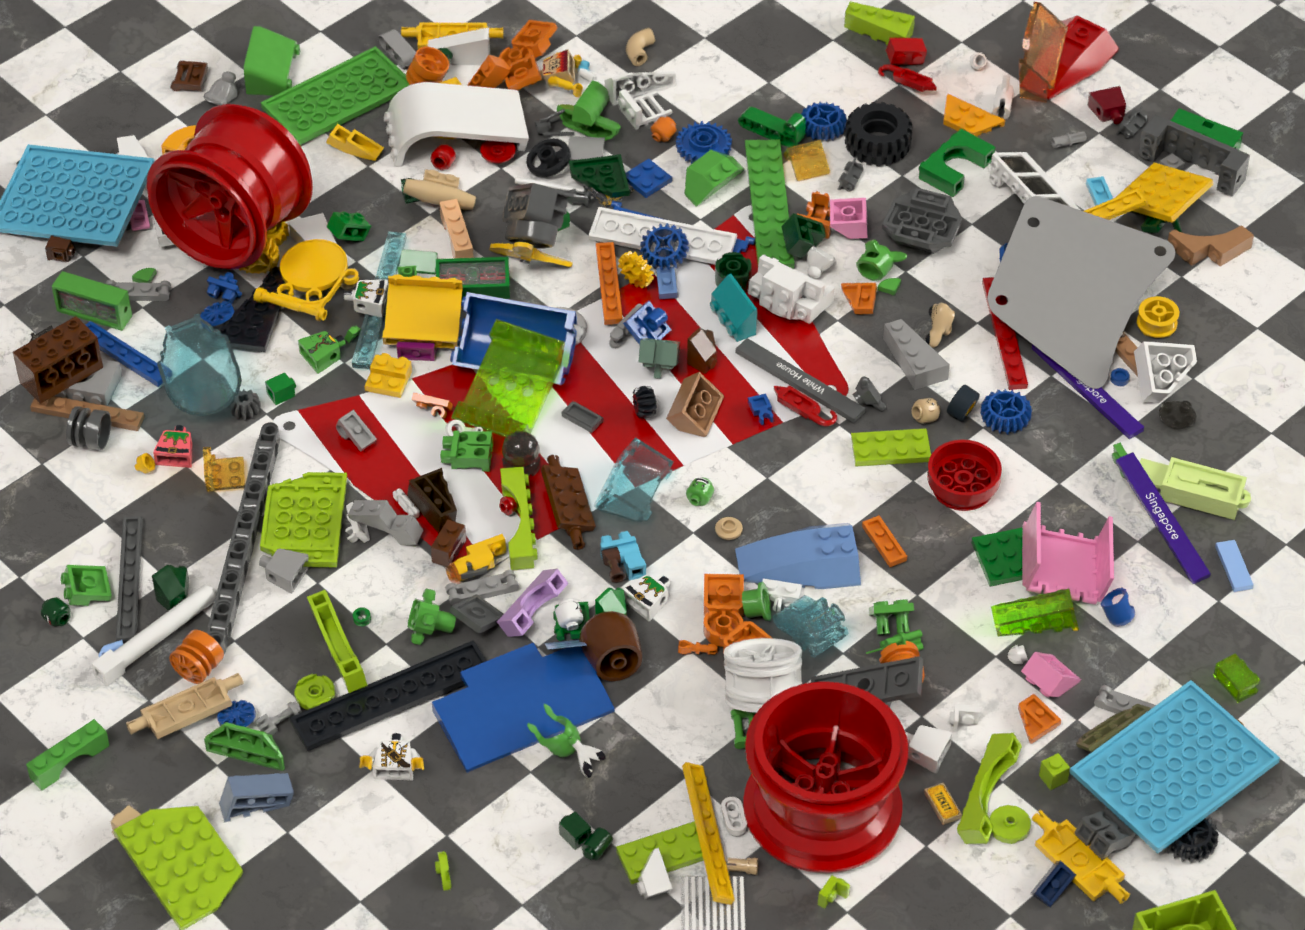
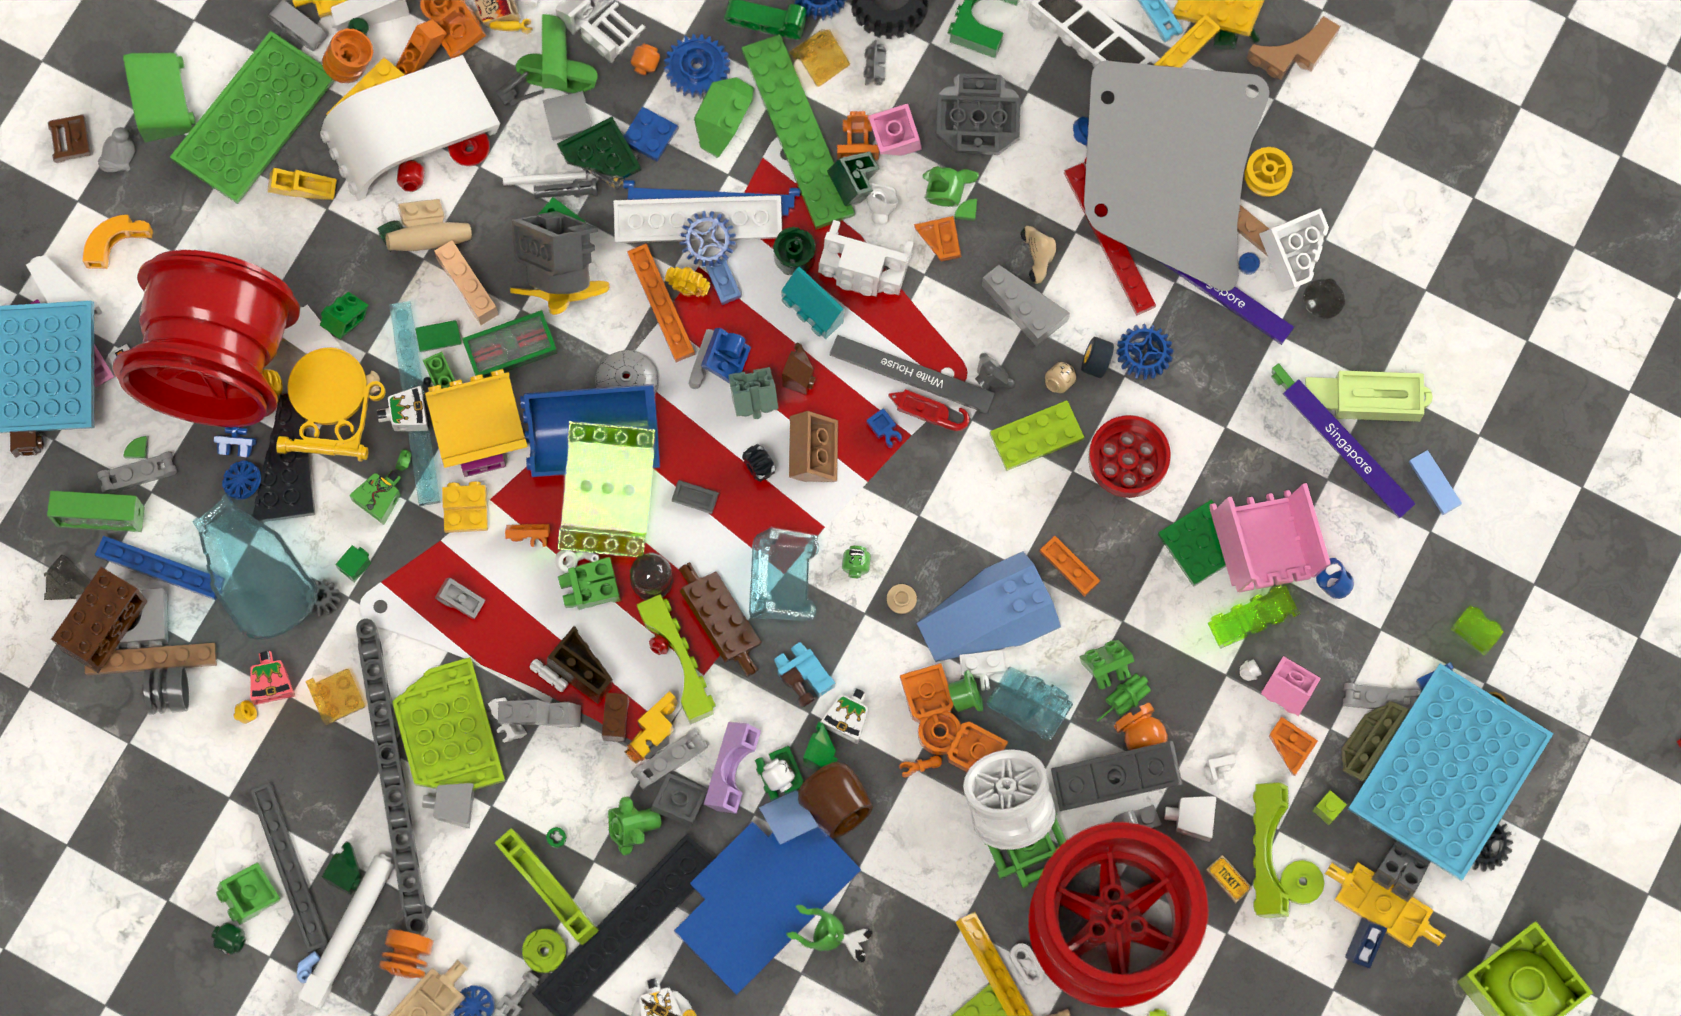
camera: 20 degrees left, 25 degrees up
(549, 159) = (516, 131): black wheel -> none

